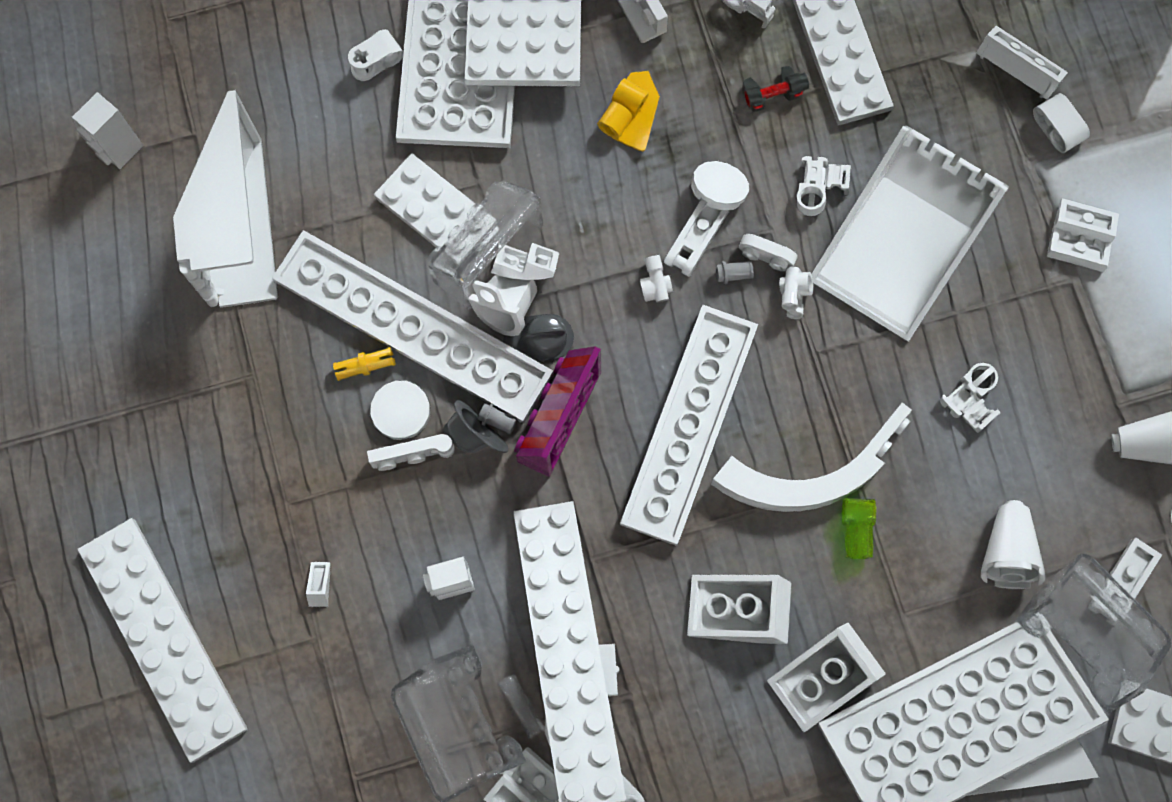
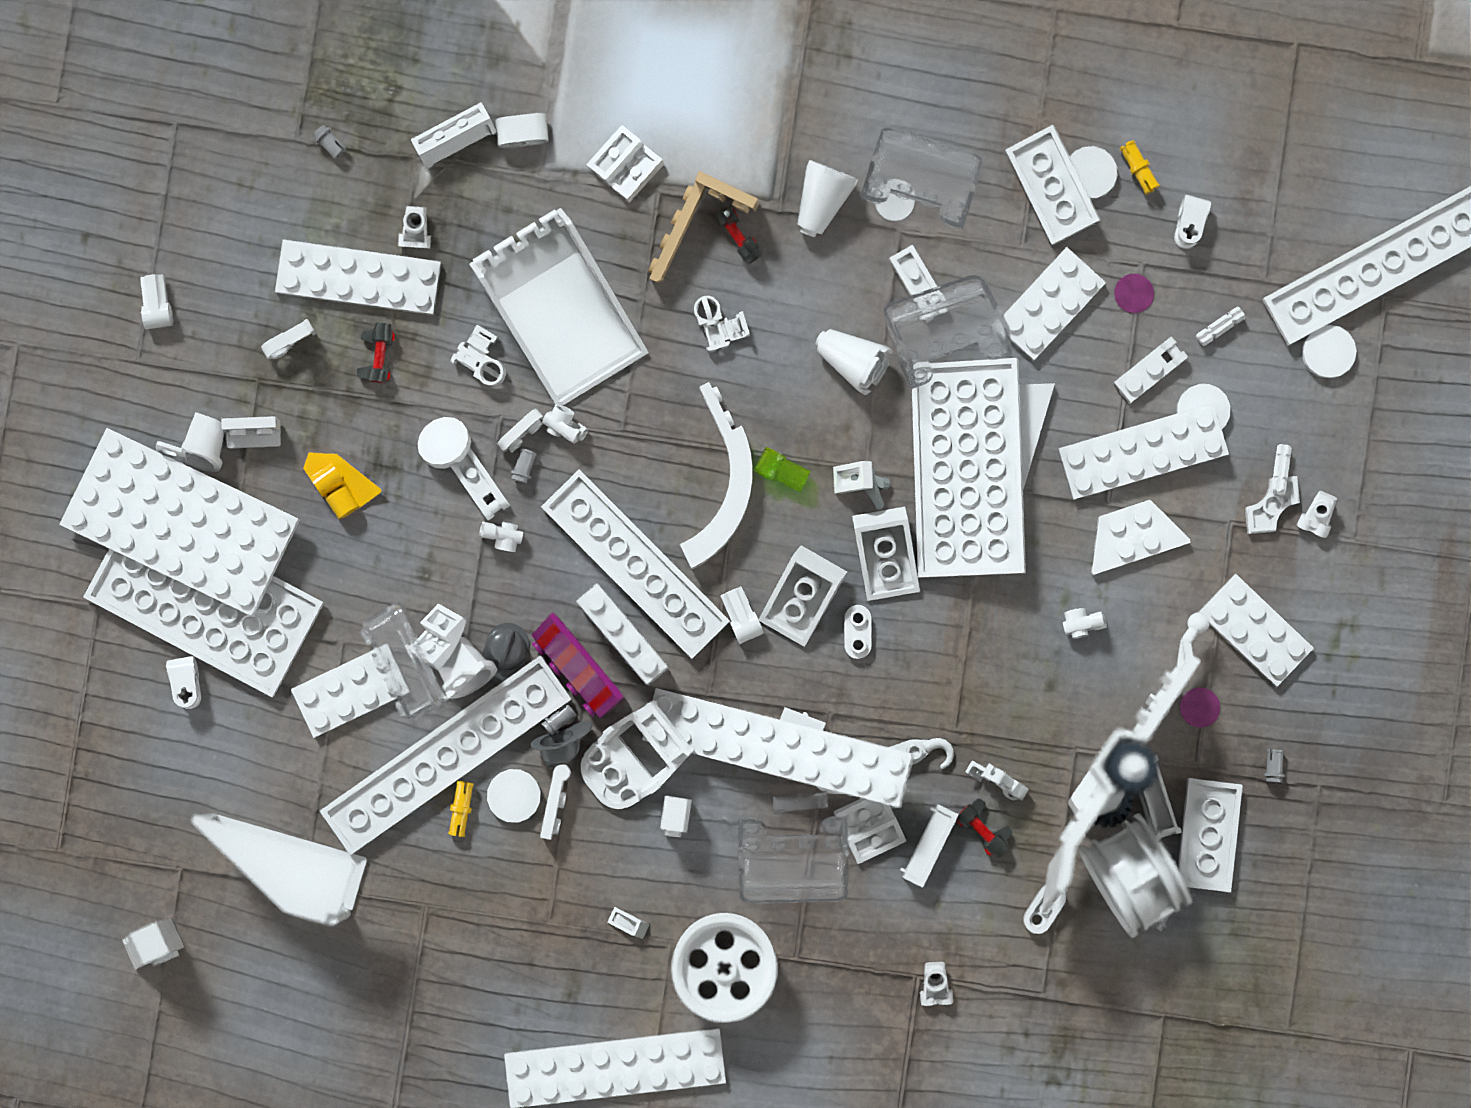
camera: 70 degrees left, 10 degrees up
(353, 711) = (747, 937): none -> white wheel
(470, 499) = (617, 773): none -> white slope
(599, 459) = (622, 634): none -> white arch
(684, 559) = (744, 621): none -> white piece
(729, 685) = (857, 631): none -> white plate
(894, 609) = (859, 477): none -> white piece
(906, 70) = (413, 234): none -> white plate
(1068, 388) = (748, 246): none -> pearl dark grey piece
(1110, 334) = (682, 219): none -> tan bracket

